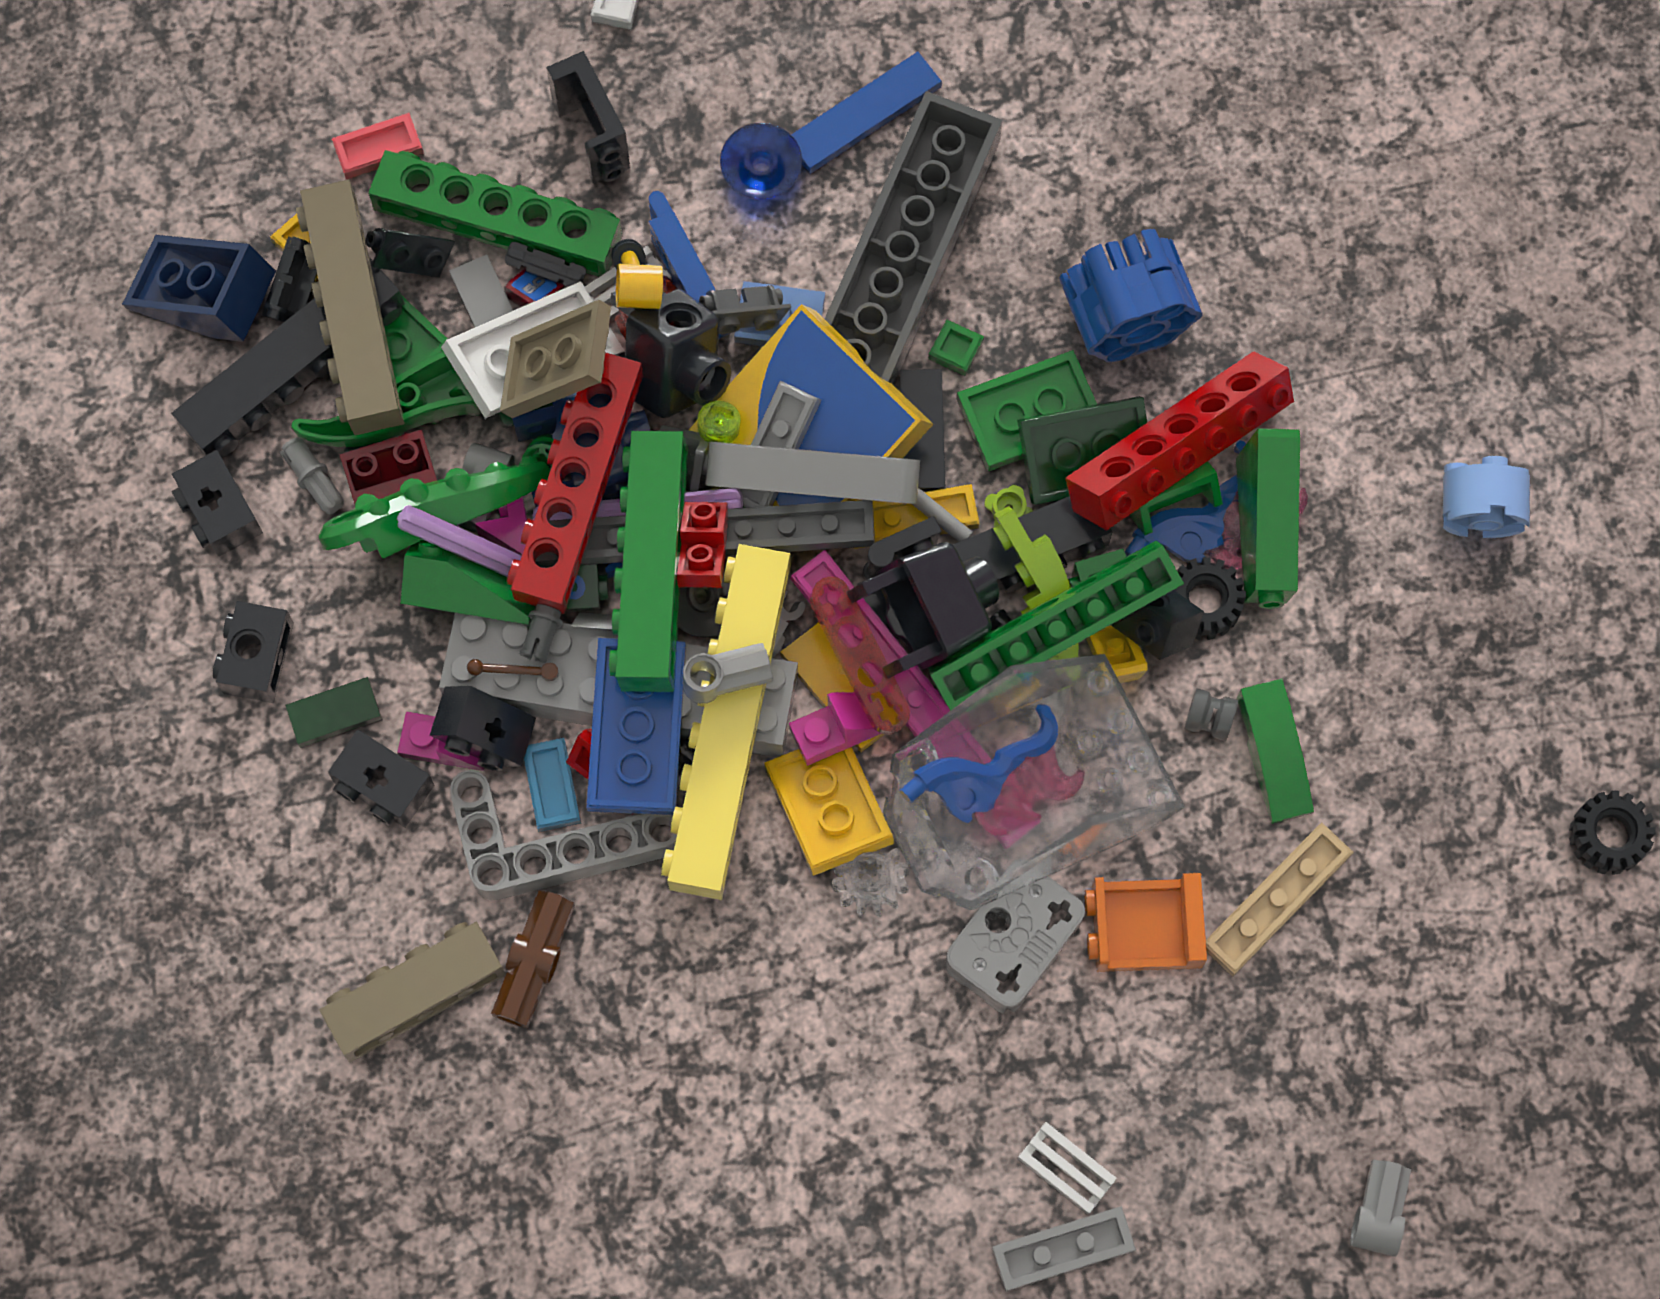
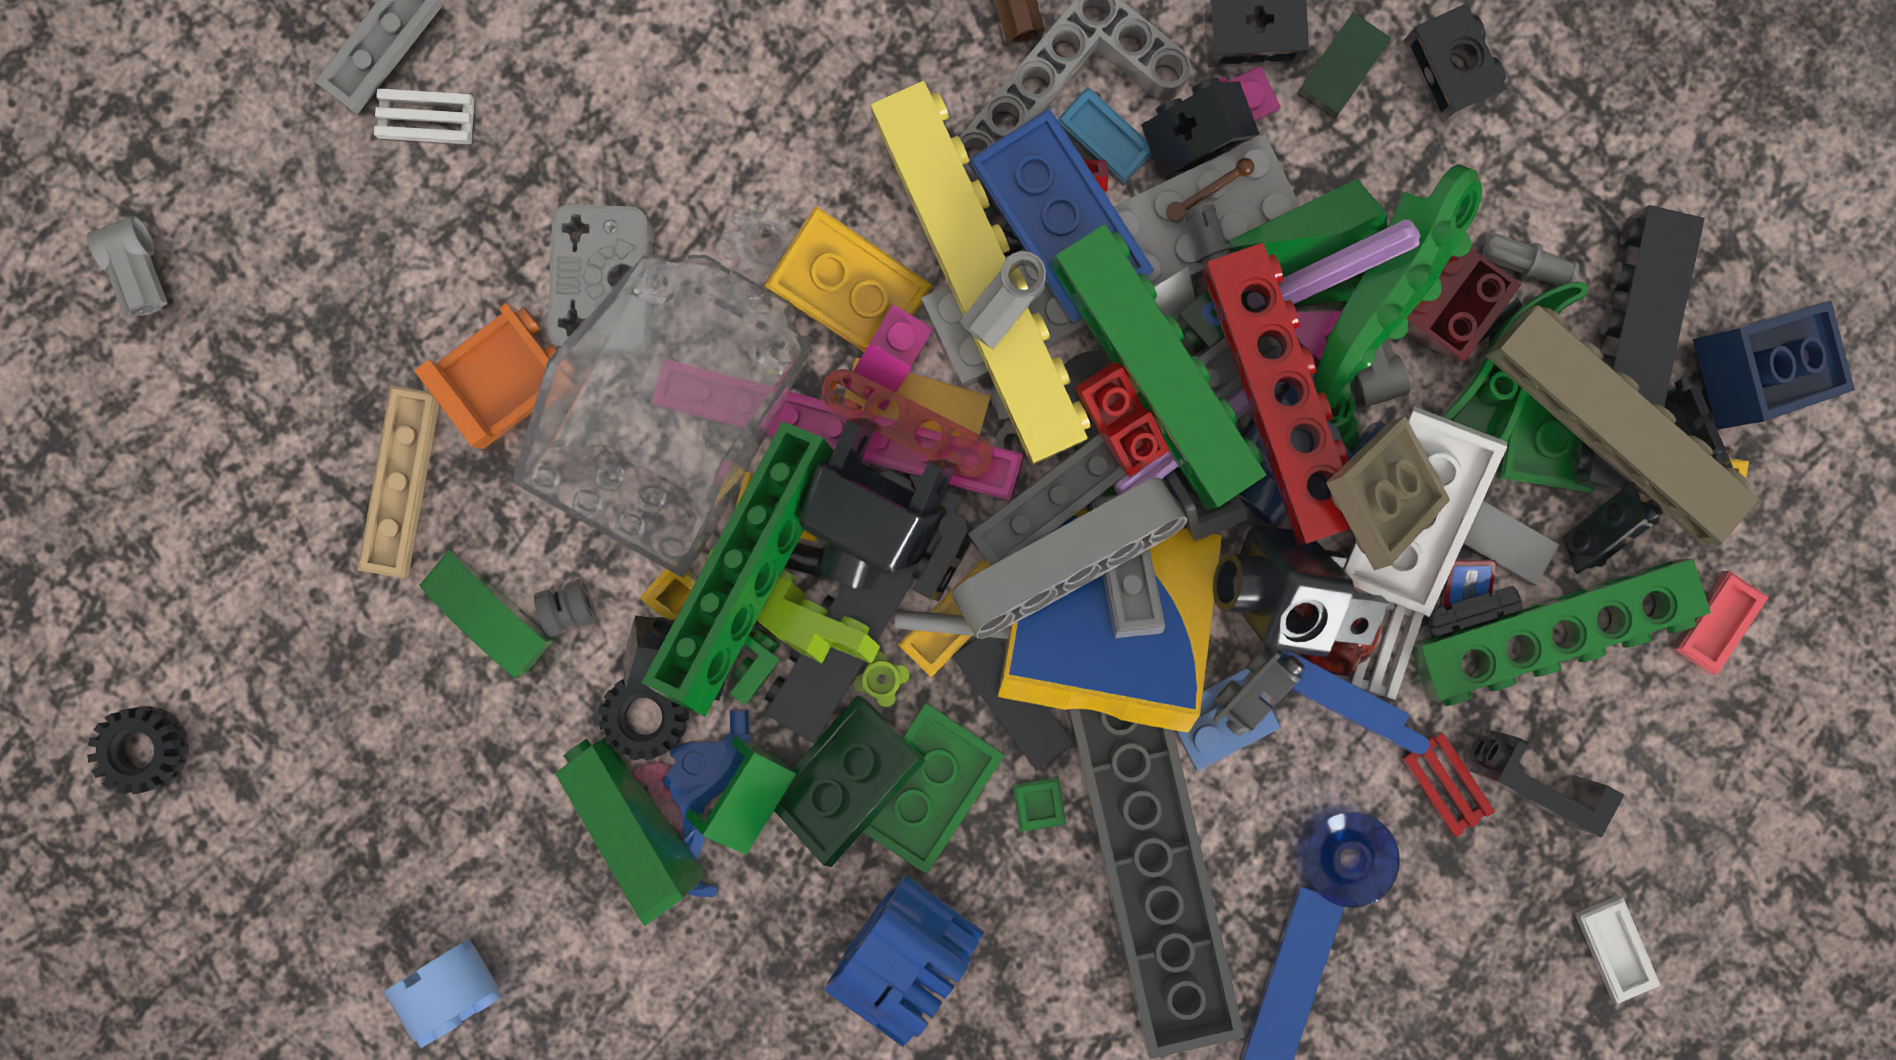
camera: 140 degrees right, 15 degrees up
(211, 481) = (1573, 176): black brick -> none
(636, 283) = (1366, 619): yellow piece -> none
(654, 136) = (1469, 816): none -> red tile
(718, 422) = (1195, 553): clear neon green tile -> none
(1004, 786) = (692, 389): piece -> none
(1180, 440) = (759, 846): red brick -> none

